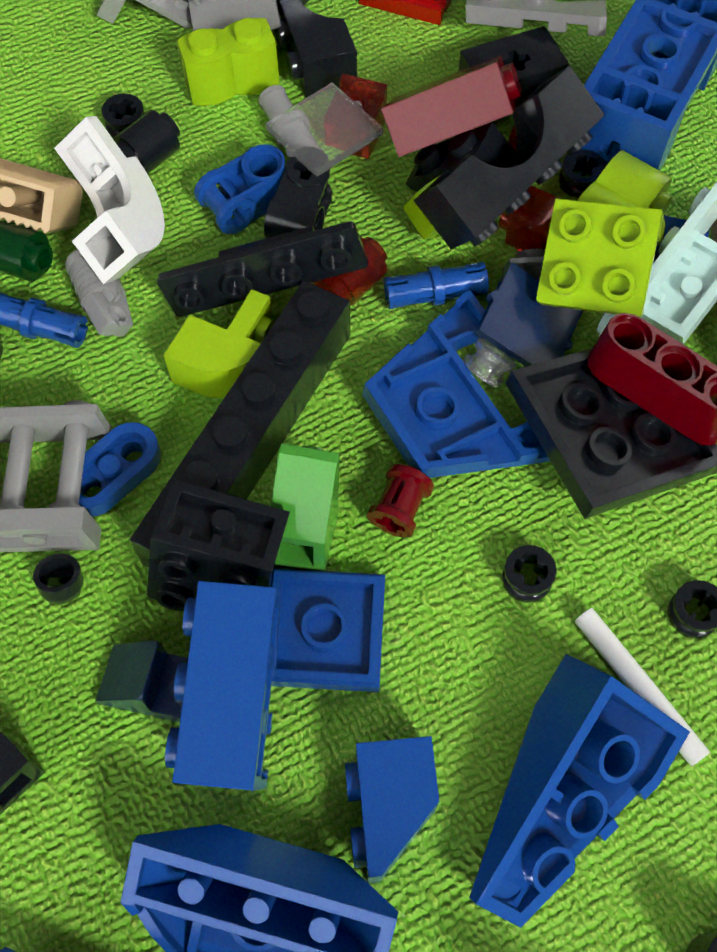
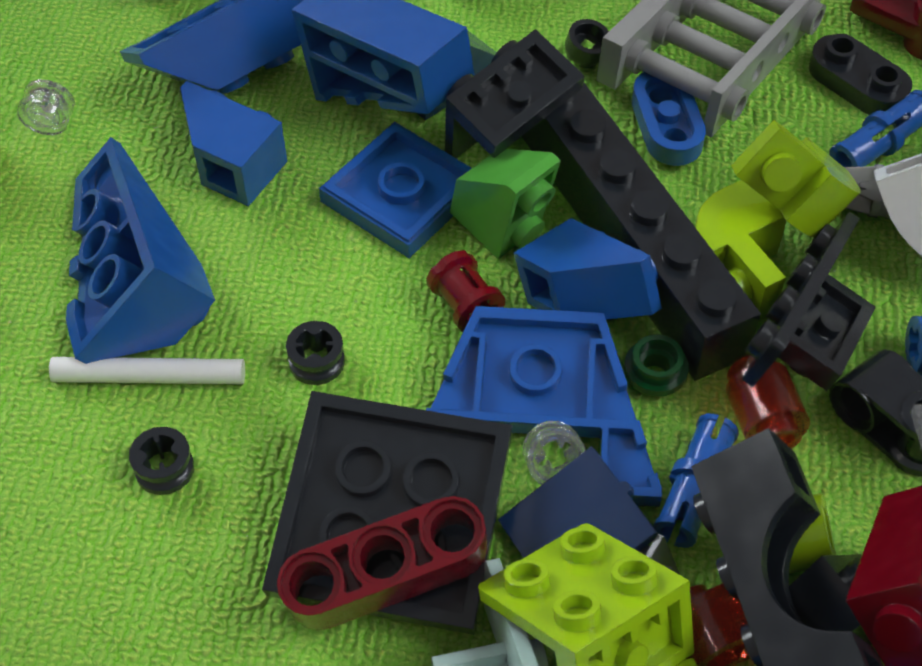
camera: 125 degrees right, 10 degrees down
(157, 307) = (796, 178): none -> lime brick
(335, 412) = (587, 273): none -> blue slope
(360, 340) = (659, 352): none -> dark green plate

